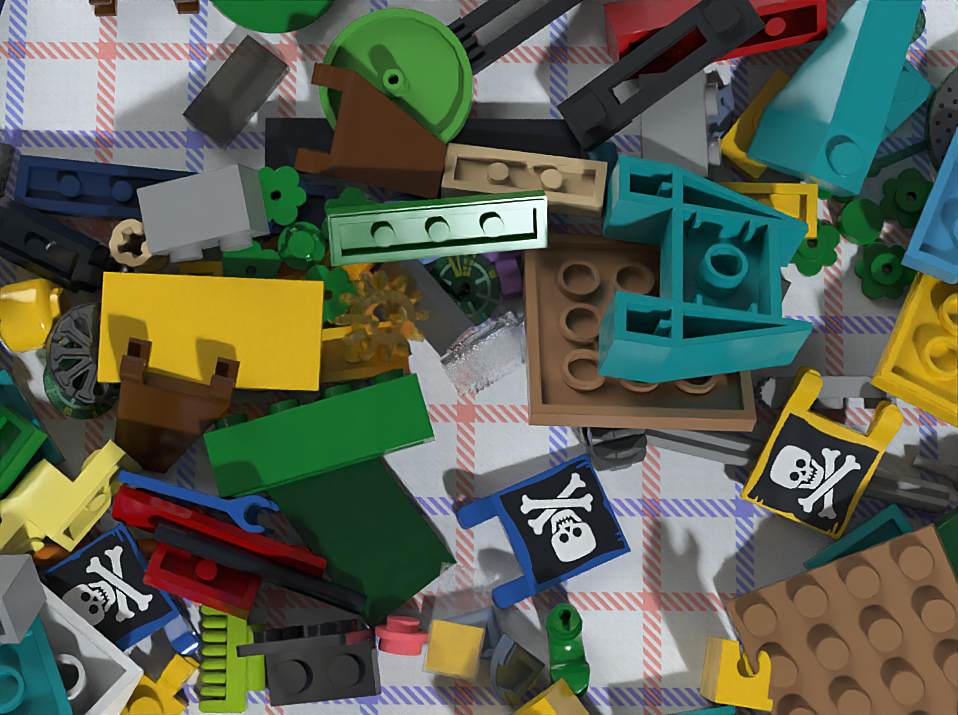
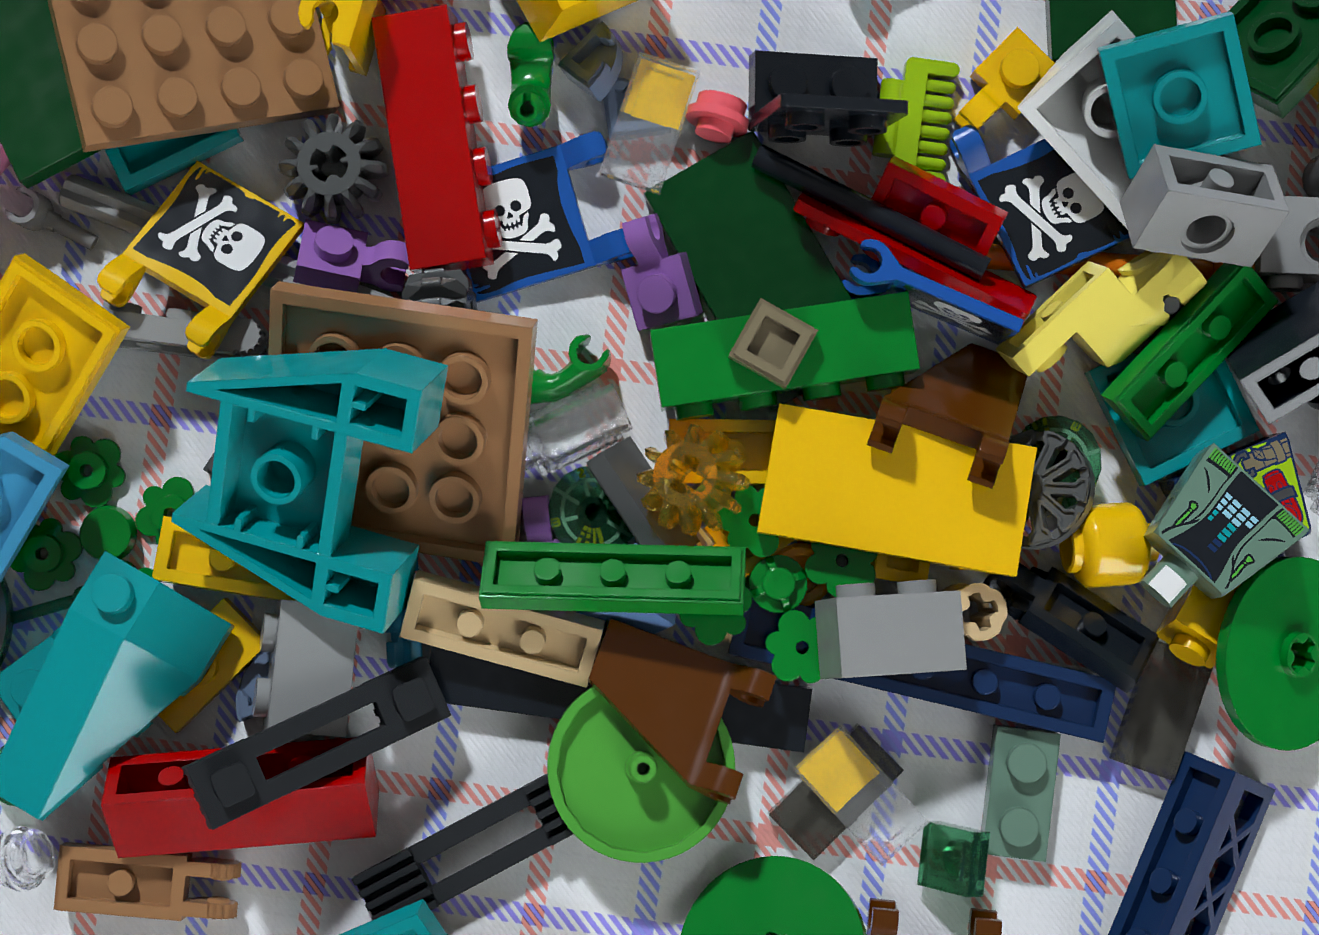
camera: 170 degrees left, 5 degrees up
(86, 109) = (1020, 791): none -> sand green plate
(133, 48) = (953, 859): none -> clear green plate
(214, 87) = (861, 795): none -> clear tile
(329, 436) = (772, 343): none -> dark tan tile
(435, 486) = (660, 285): none -> medium lavender plate
(493, 399) = (572, 377): none -> green piece
(639, 581) = (435, 139): none -> red brick
(706, 470) = (340, 259): none -> medium lavender plate
(716, 528) = (331, 147): none -> dark grey gear

